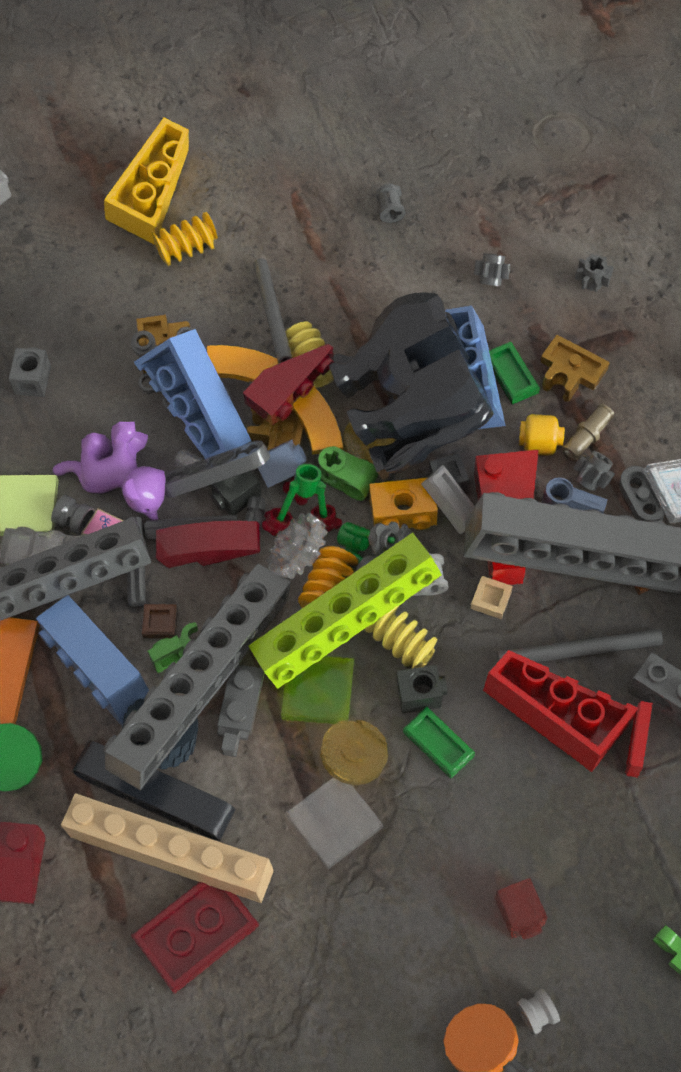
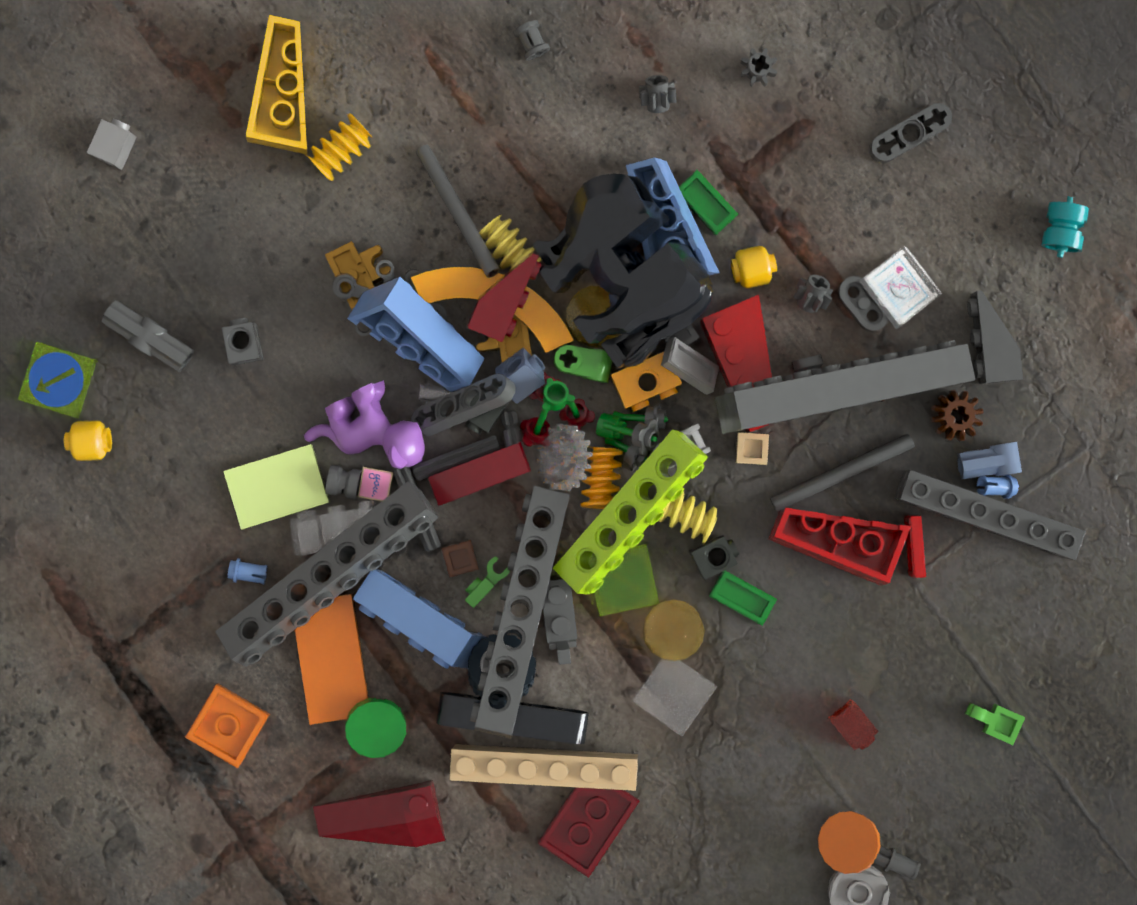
camera: 25 degrees left, 25 degrees up
(538, 1011) = (888, 804): light grey wheel -> none
(571, 366) = (763, 181): pearl gold plate -> none
(571, 496) = (805, 331): sand blue piece -> none
(588, 432) = (796, 250): dark tan pin -> none

